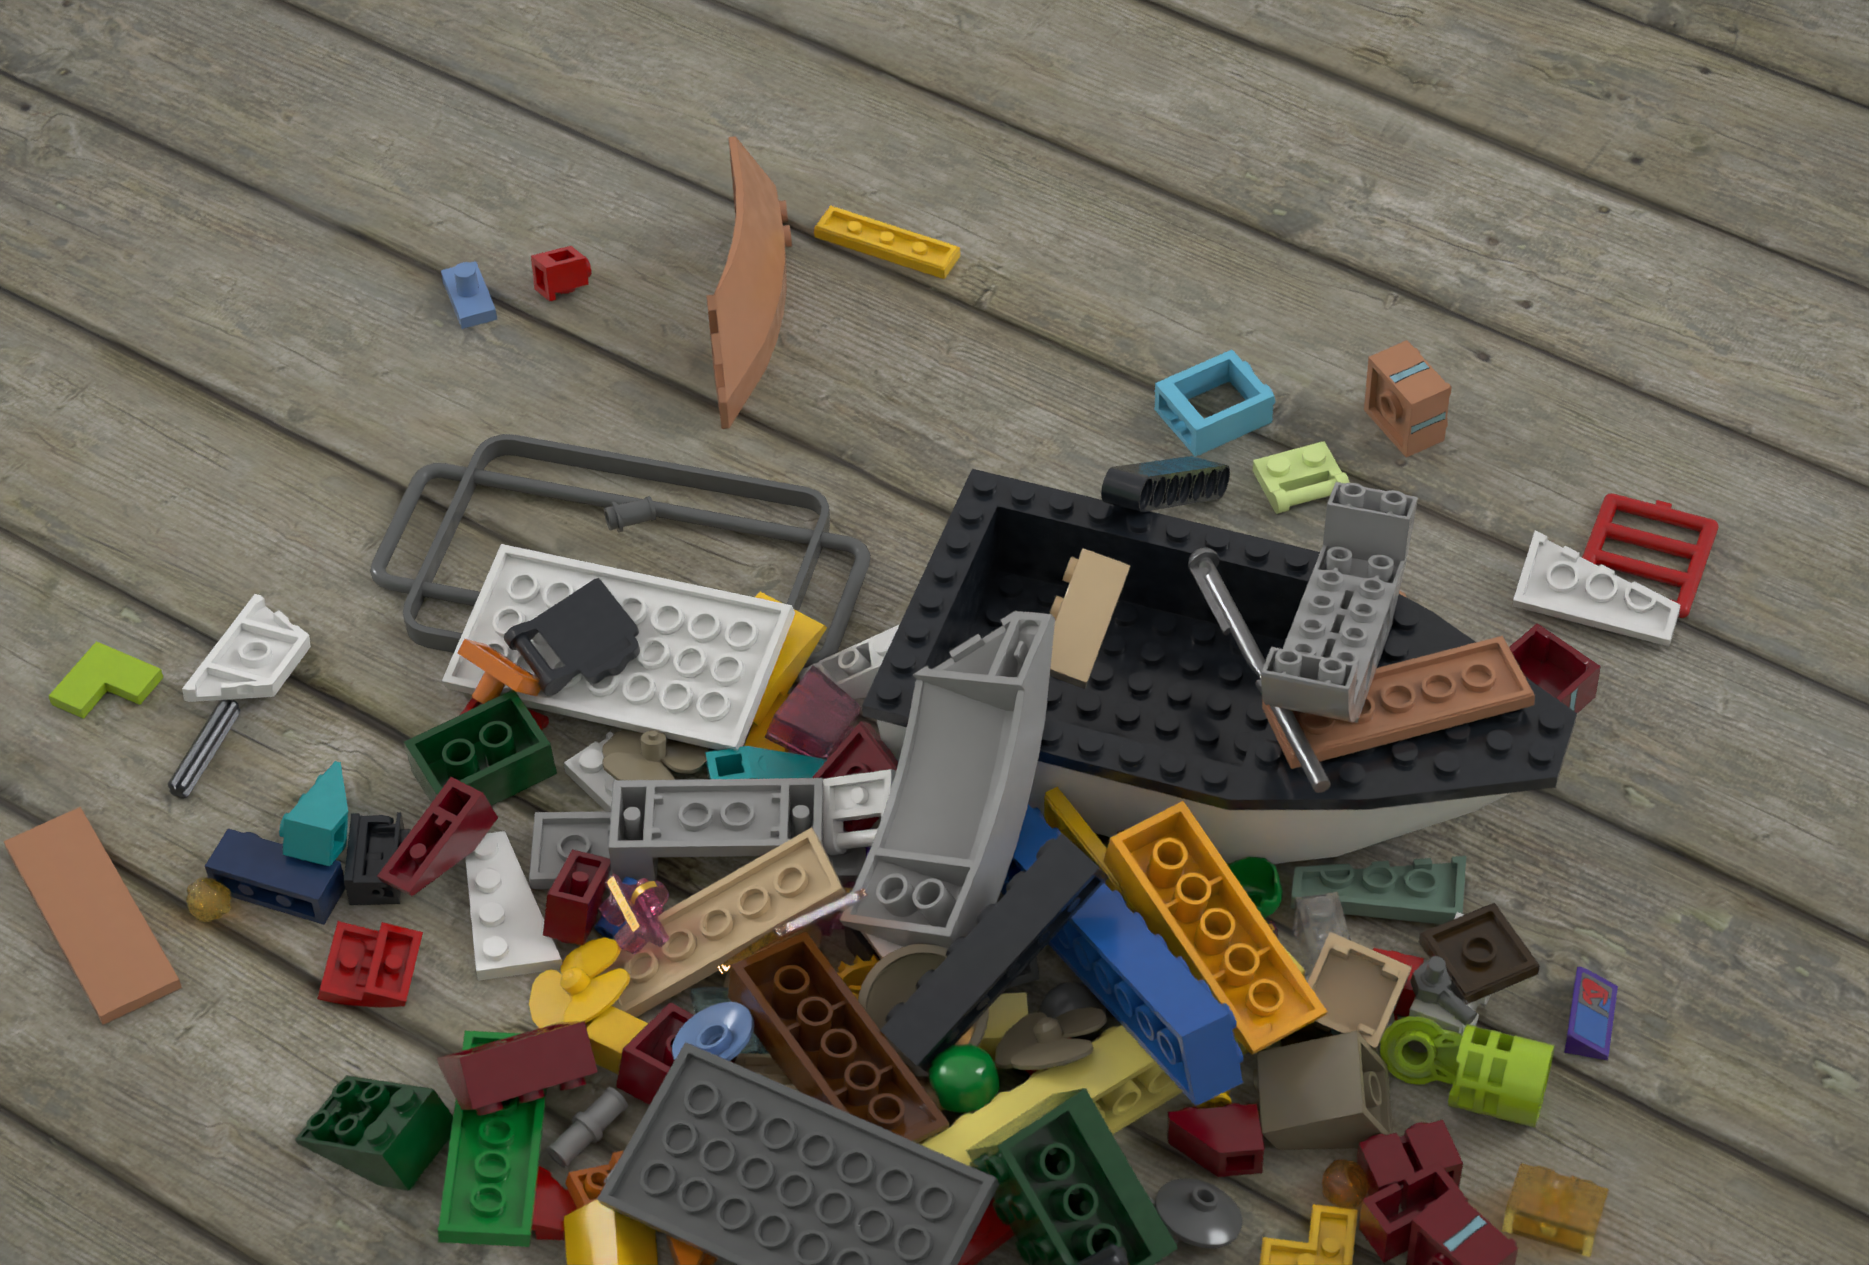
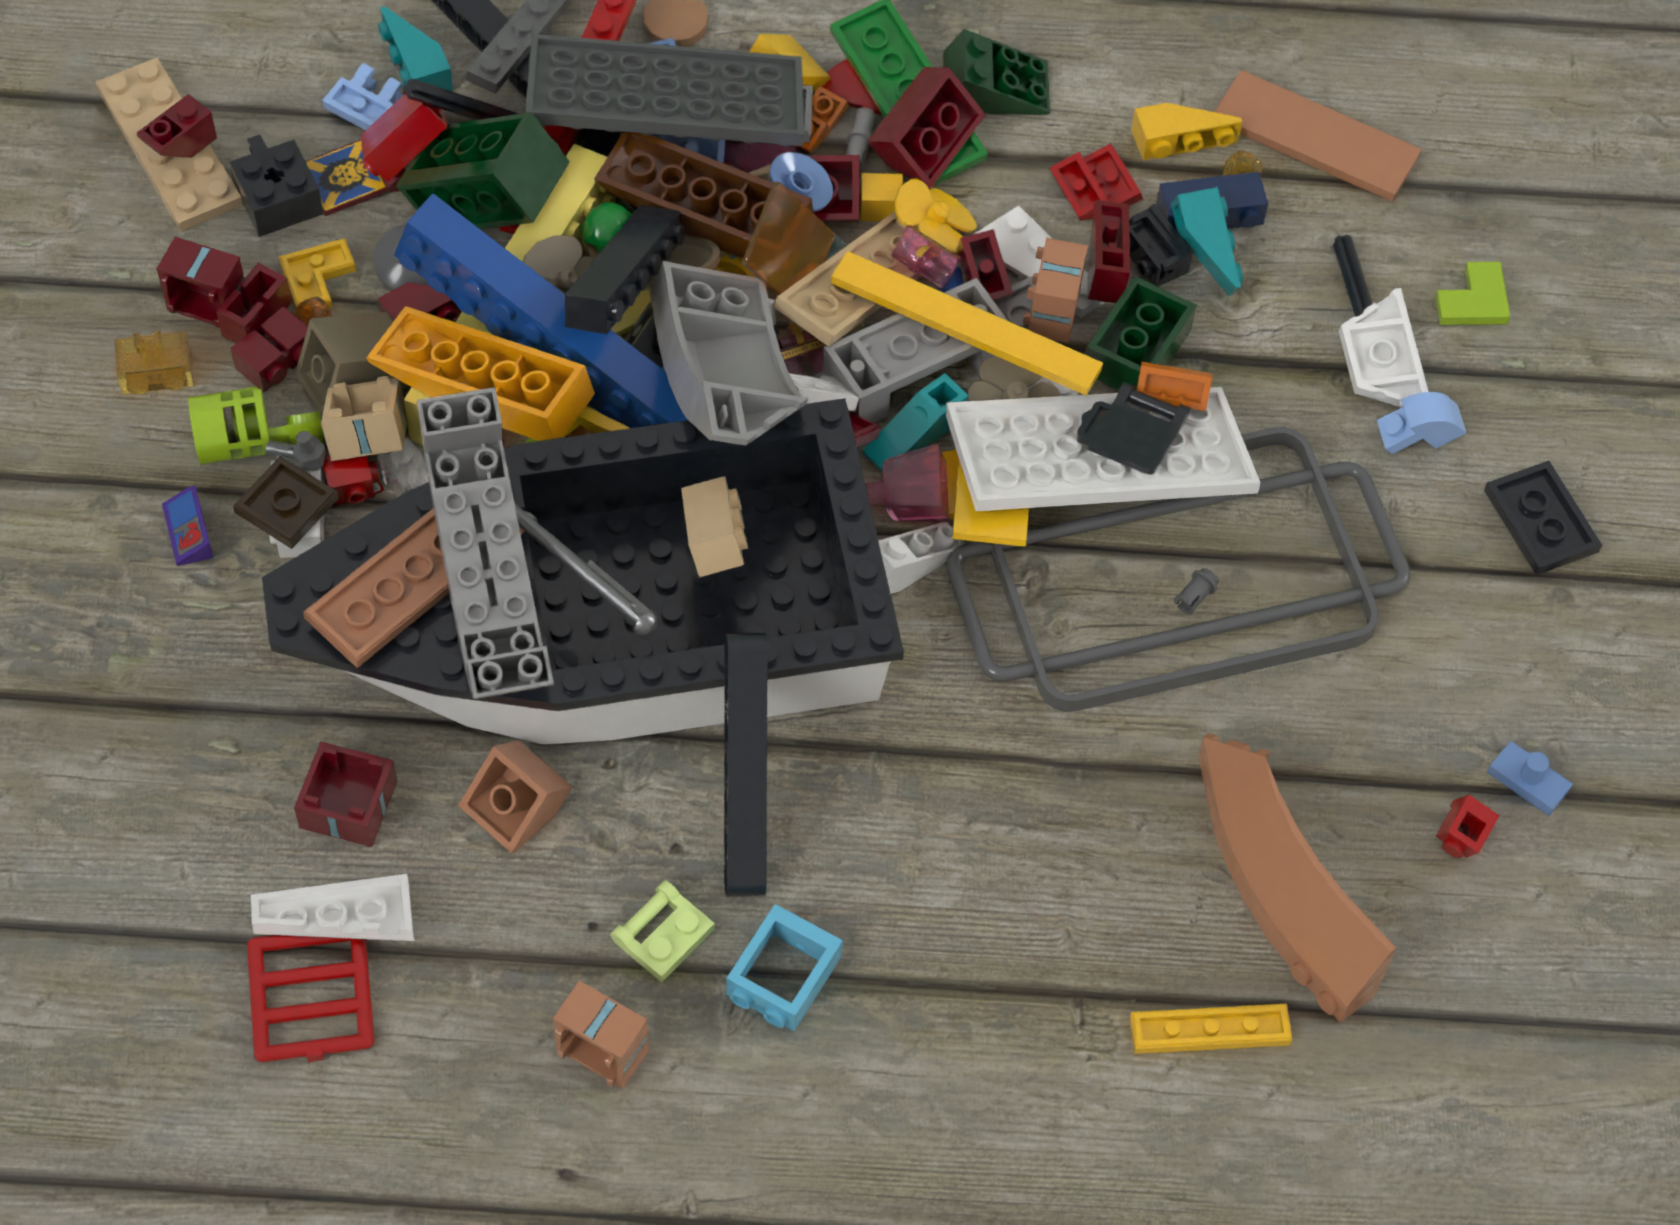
camera: 145 degrees right, 10 degrees up
(240, 975) = (1179, 129): none -> yellow slope
(253, 464) = (1542, 517): none -> black plate
(283, 567) = (1425, 417): none -> light blue brick
(533, 806) = (1056, 289): none -> nougat container
(663, 799) = (967, 323): none -> yellow tile

